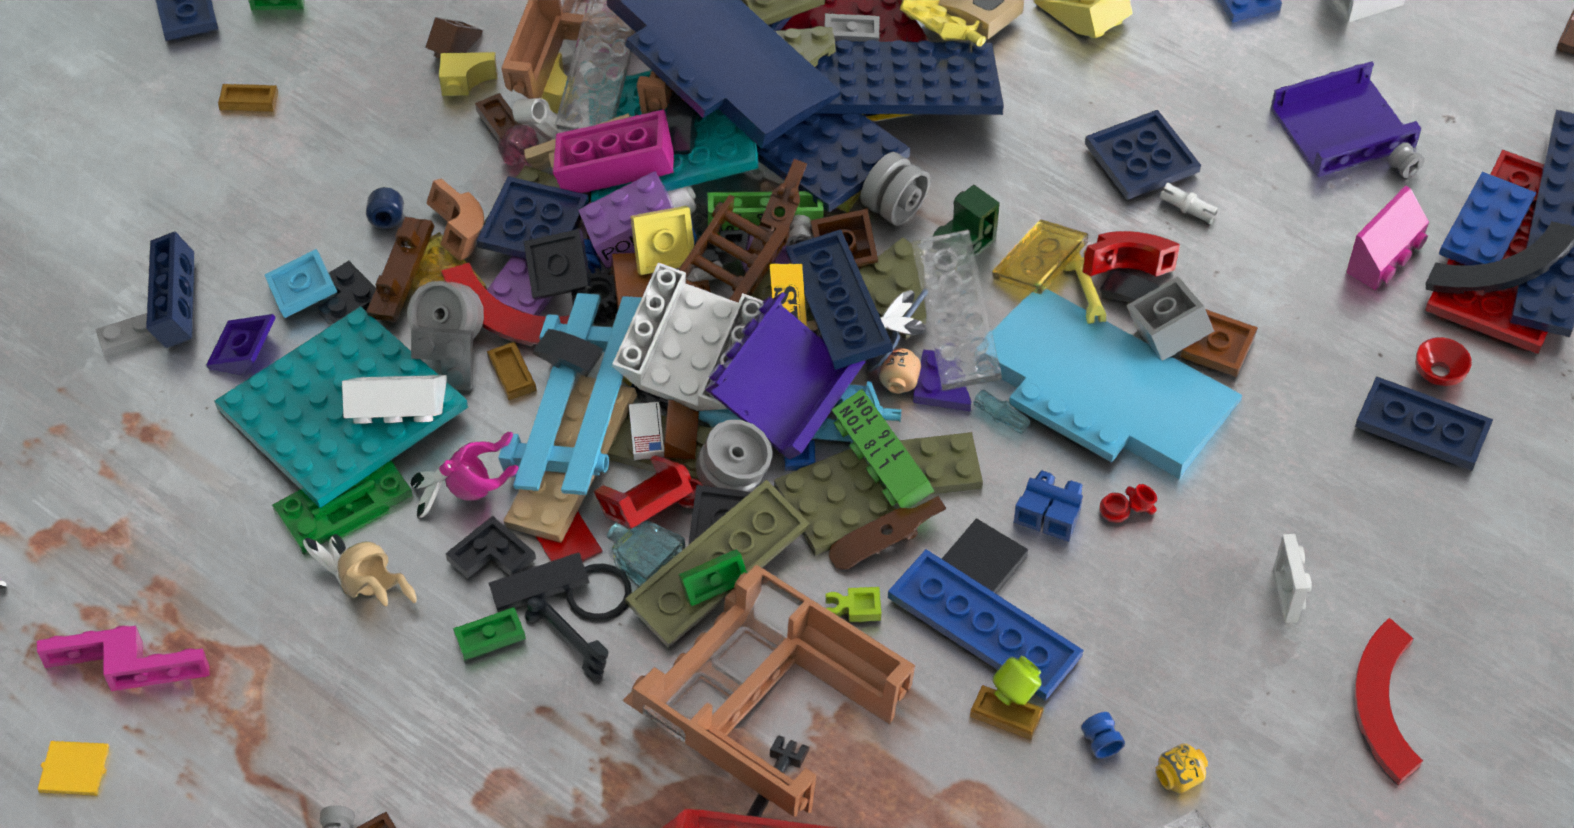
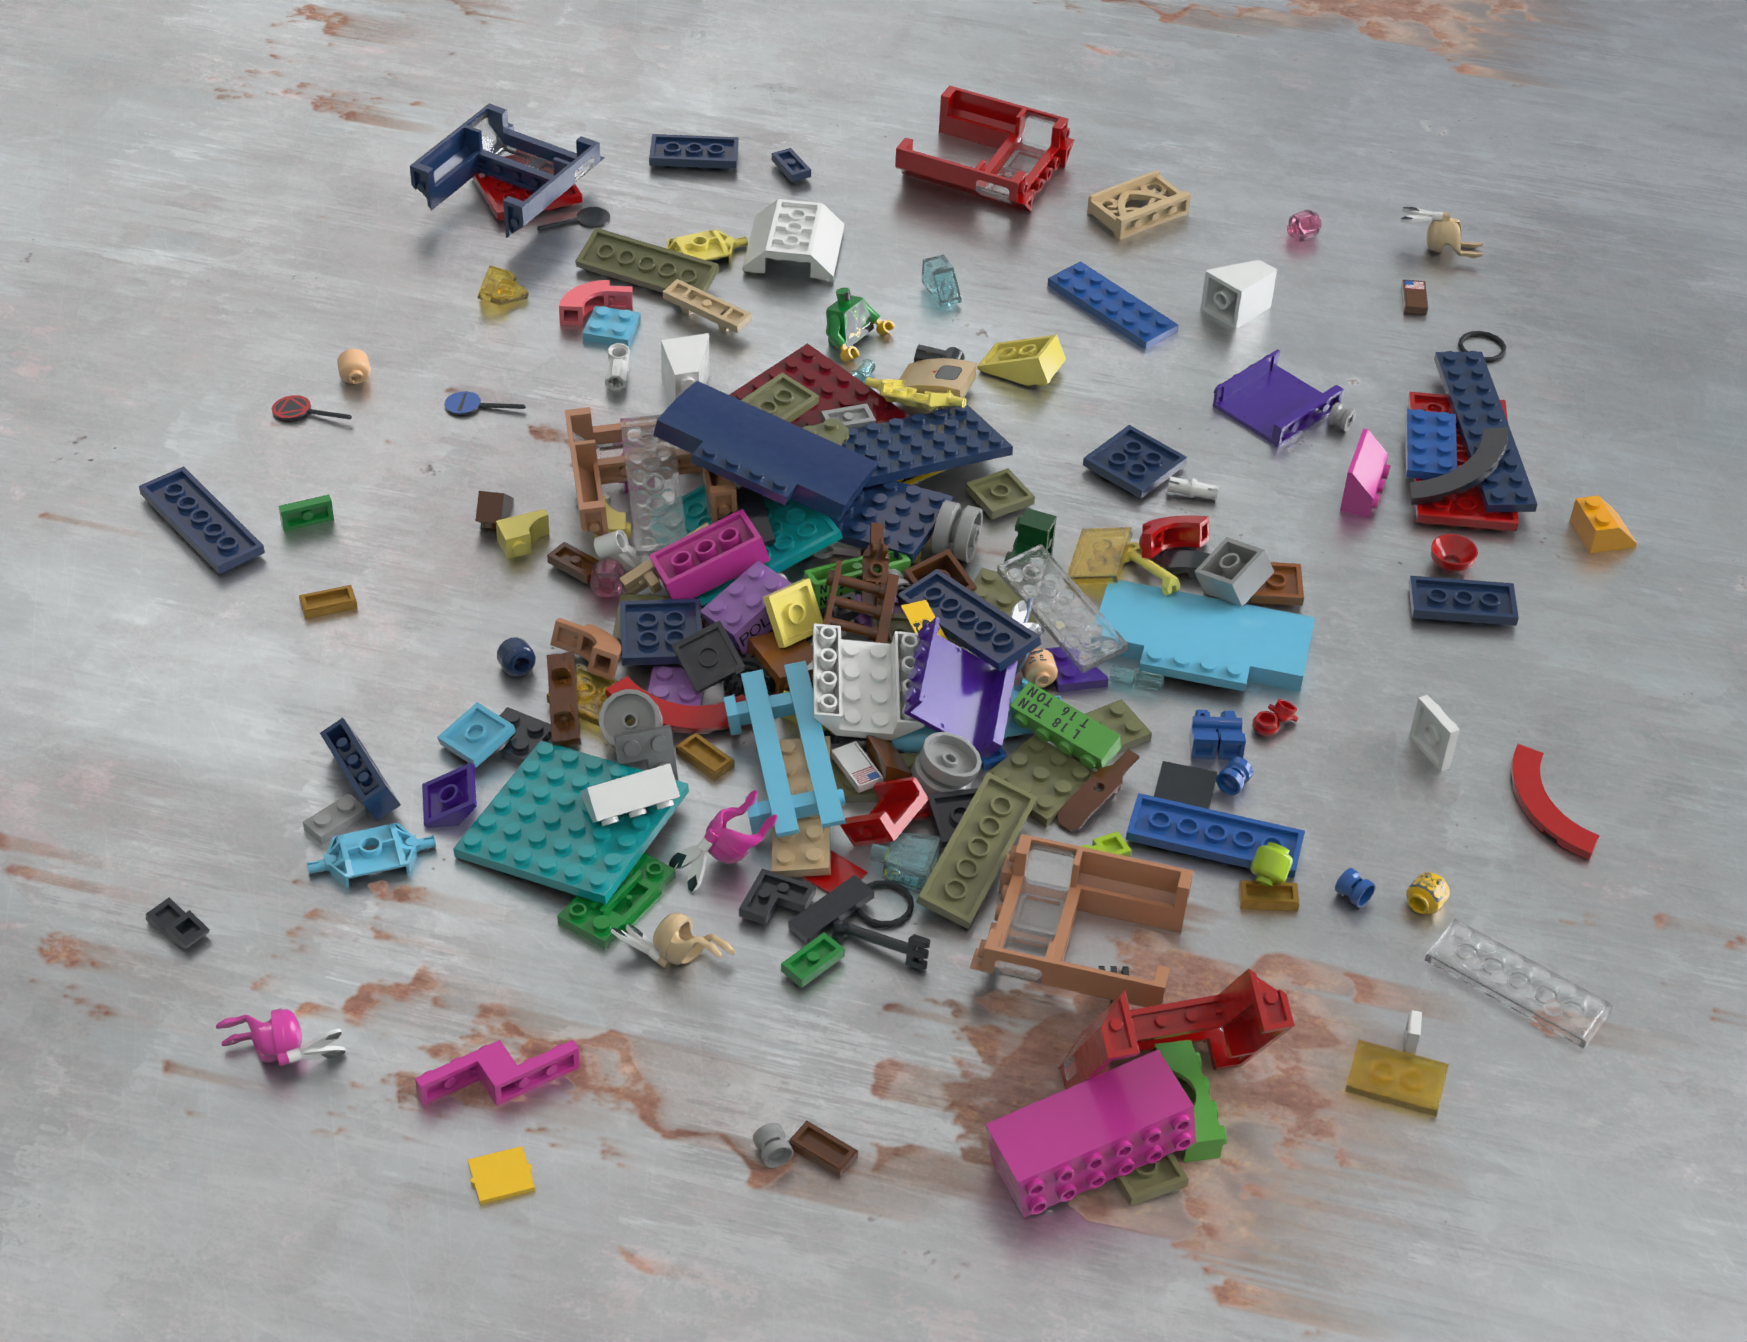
camera: 25 degrees left, 10 degrees down
(161, 386) = (349, 859): none -> medium azure plate
(566, 349) = (760, 715): black slope -> none
(712, 577) = (986, 857): green plate -> none
(974, 154) = (1000, 493): none -> olive plate
(1042, 560) = (1234, 775): none -> blue wheel

